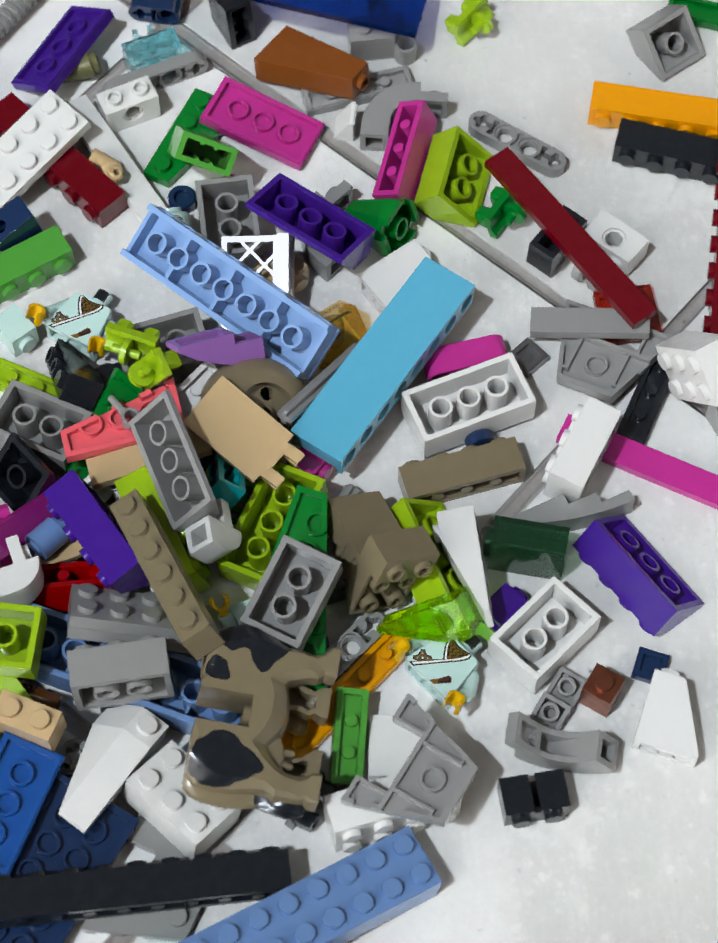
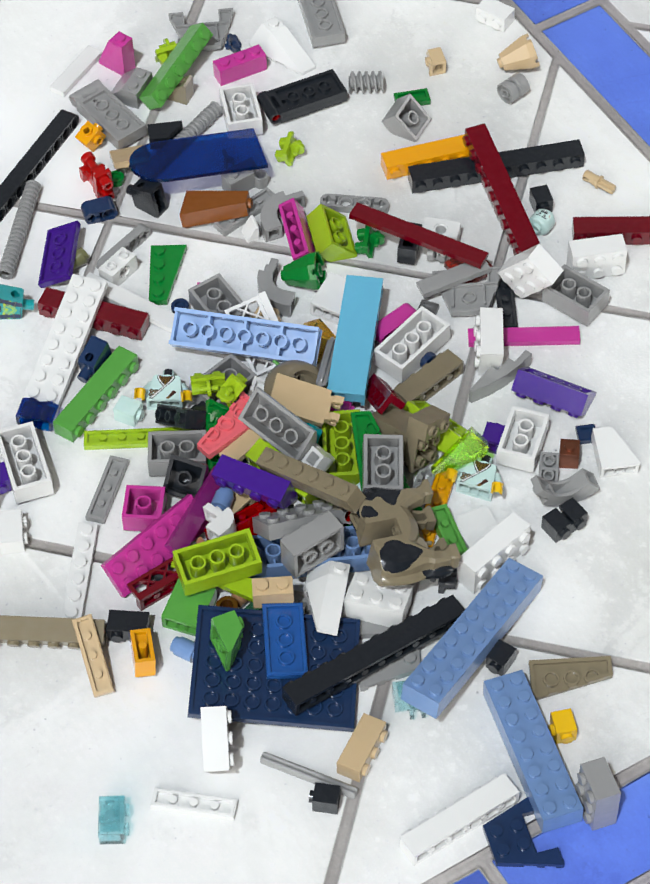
camera: 25 degrees left, 10 degrees down
(108, 164) = (128, 302): tan arm -> none
(123, 411) = (230, 419): light grey hand -> none
(150, 48) = (112, 233): clear light blue brick -> none
(202, 151) = (182, 272): bright green brick -> none
(219, 346) = (263, 362): medium lavender slope -> none
(262, 123) = (202, 248): dark pink tile -> none
(313, 221) = (272, 280): dark purple slope -> none
(373, 471) = (381, 394): none -> dark red fence
(428, 782) = (510, 525): light grey wing -> none
(463, 547) = (462, 414): white wedge -> none
(526, 547) = (488, 400): clear green brick -> none

